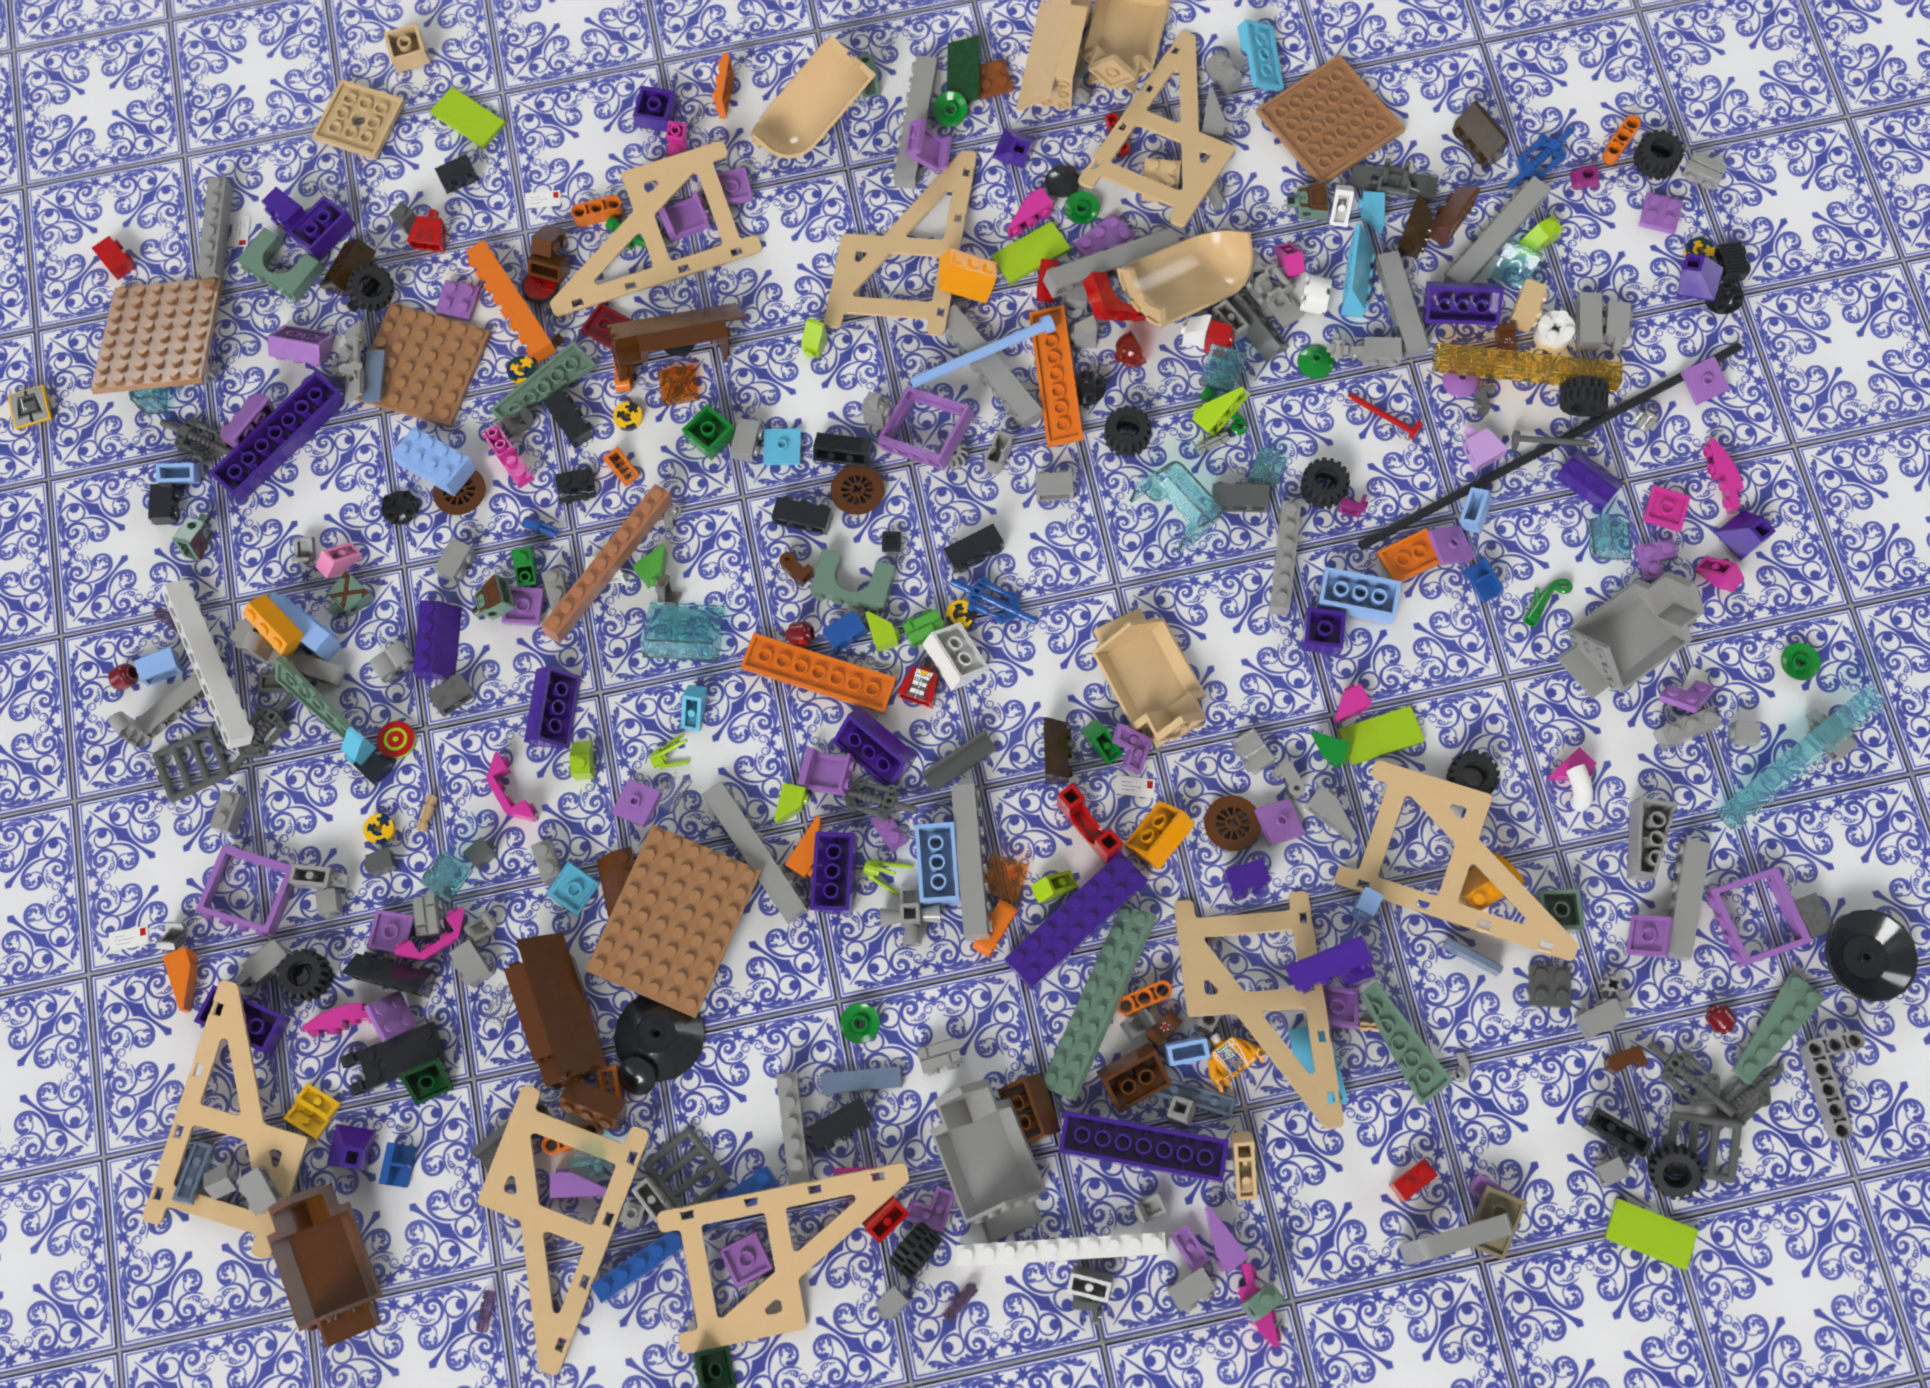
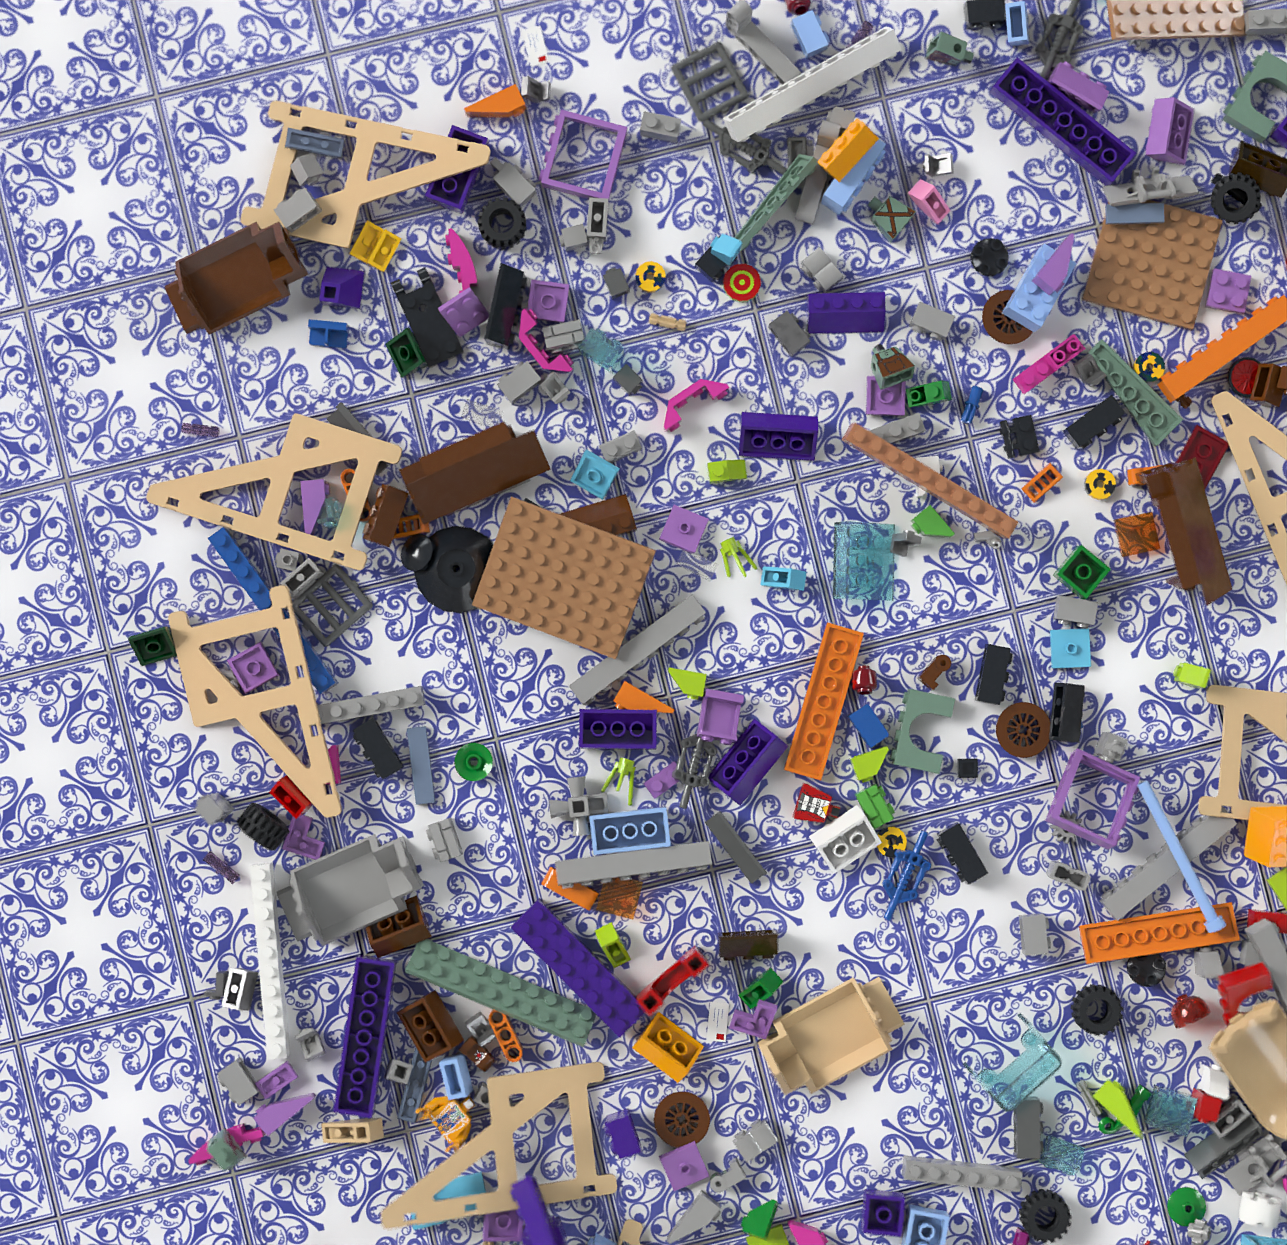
camera: 80 degrees right, 15 degrees up
(415, 441) = (1056, 268): none -> medium lavender slope

